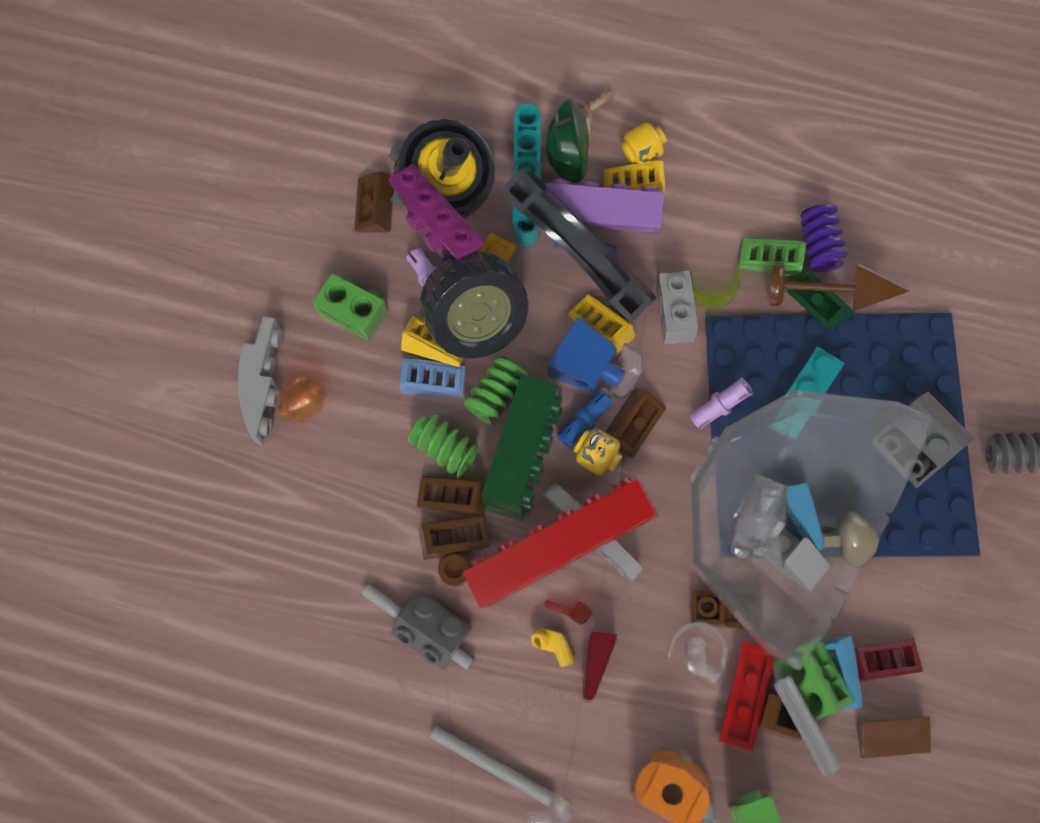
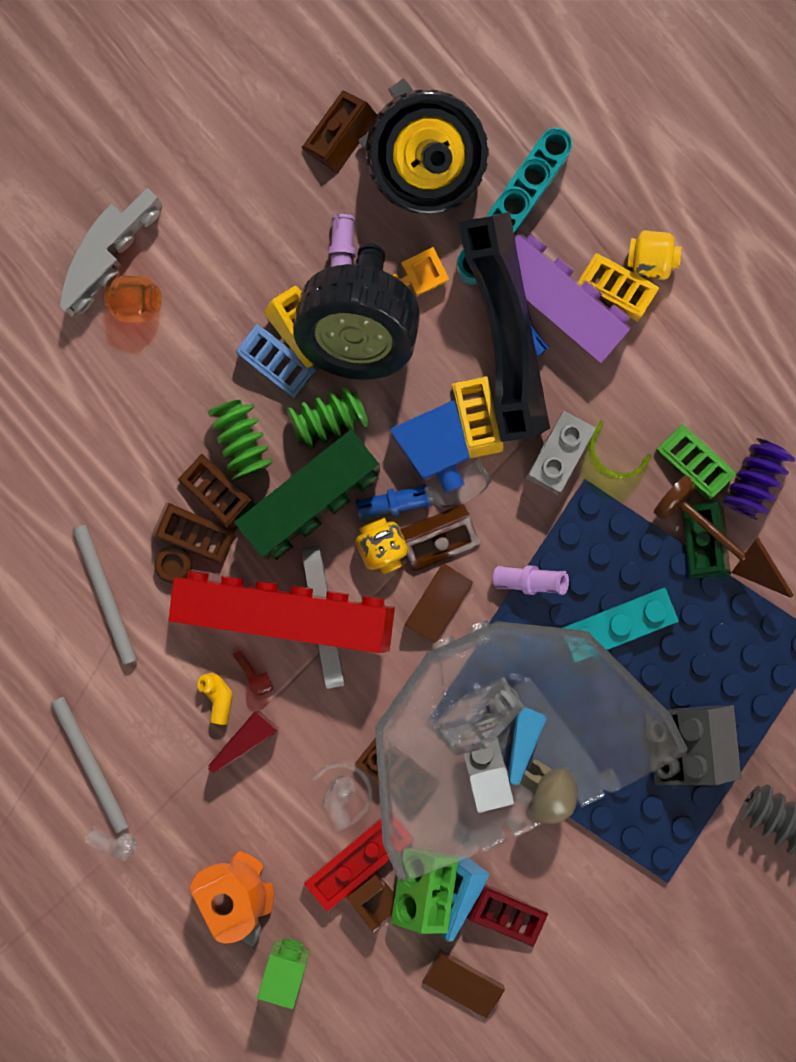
camera: 30 degrees right, 15 degrees up
(346, 311) = (237, 235): bright green brick -> none
(430, 629) = (114, 606): dark grey bracket -> none
(434, 216) = (376, 203): magenta bracket -> none
(571, 137) = (584, 194): dark green hat -> none
(666, 467) = (438, 603): none -> reddish brown slope
(807, 725) = (387, 926): light grey axle -> none

